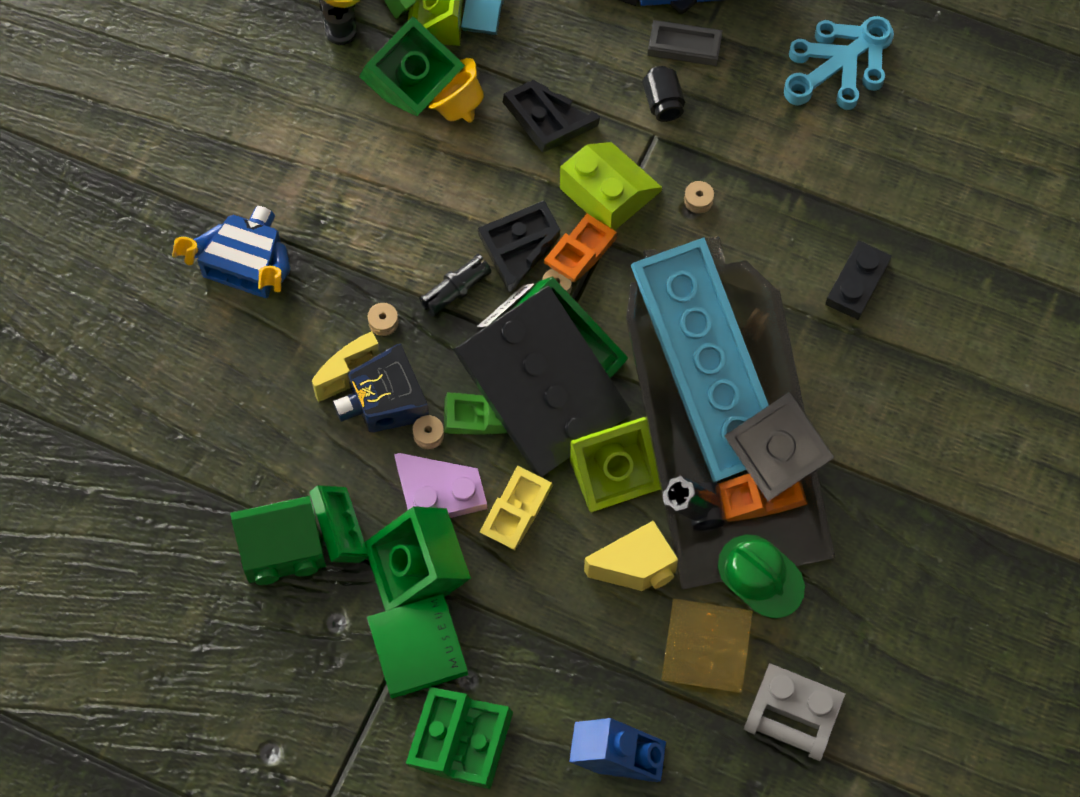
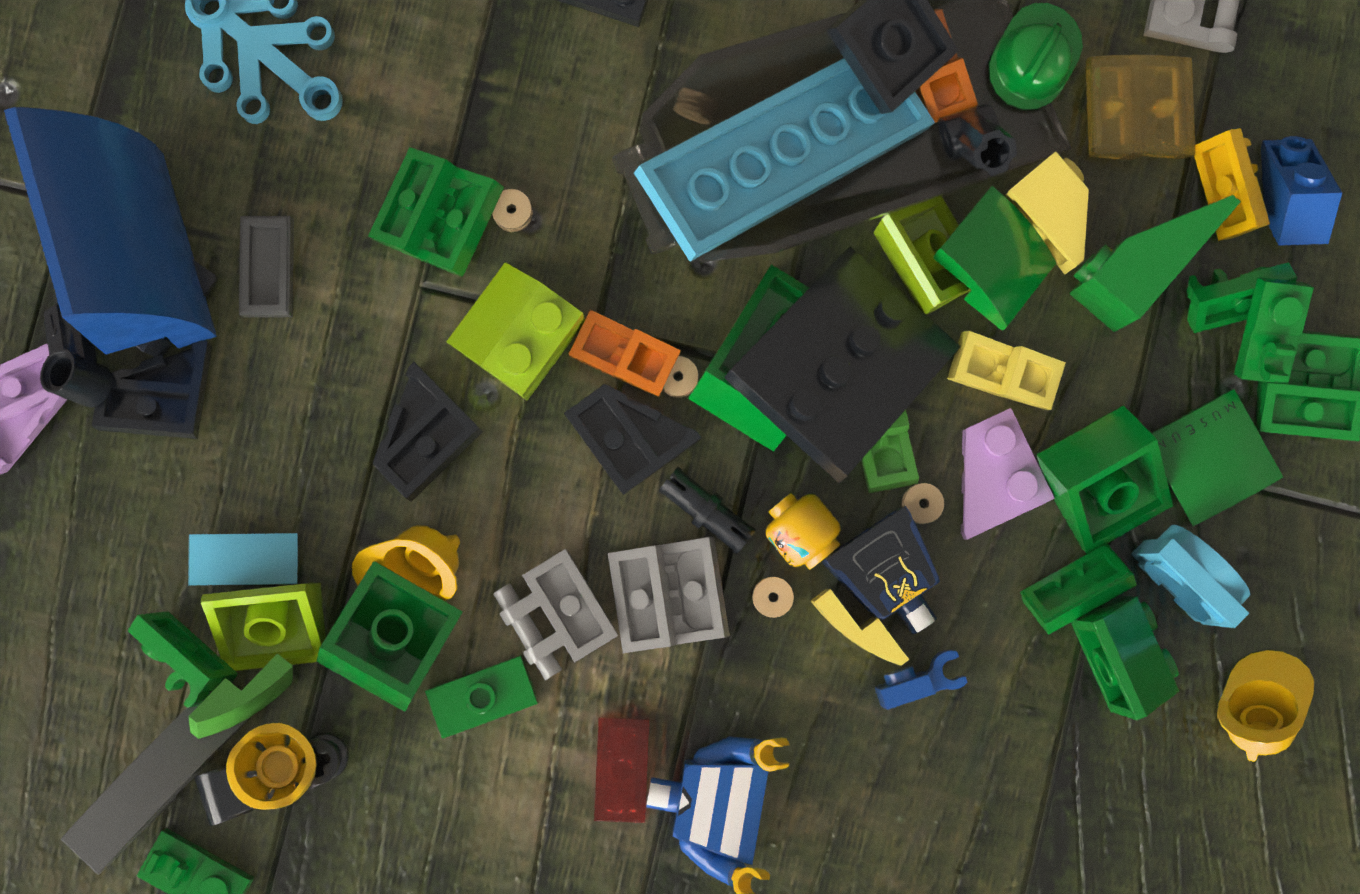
camera: 105 degrees left, 20 degrees up
(219, 638) = (1266, 702): none -> yellow piece
(288, 202) = (621, 769): none -> clear red plate
(296, 391) = (907, 686): none -> blue plate
(327, 597) = (1195, 576): none -> medium azure piece
(357, 126) = (481, 697): none -> green plate
(400, 252) = (668, 594): none -> light grey slope
(405, 185) = (568, 605): none -> light grey plate
(426, 340) = (803, 530): none -> yellow head
(505, 305) = (726, 437): white sticker -> none
(506, 699) = (1273, 330): none -> green plate
(539, 688) = (1226, 299): none -> green plate
(572, 601) = (1130, 277): none -> green slope
(602, 504) = (997, 258): none -> green slope
(617, 700) = (1227, 172): none -> yellow plate
(664, 93) = (361, 280): black brick -> none
(705, 148) = (436, 211): none -> green slope

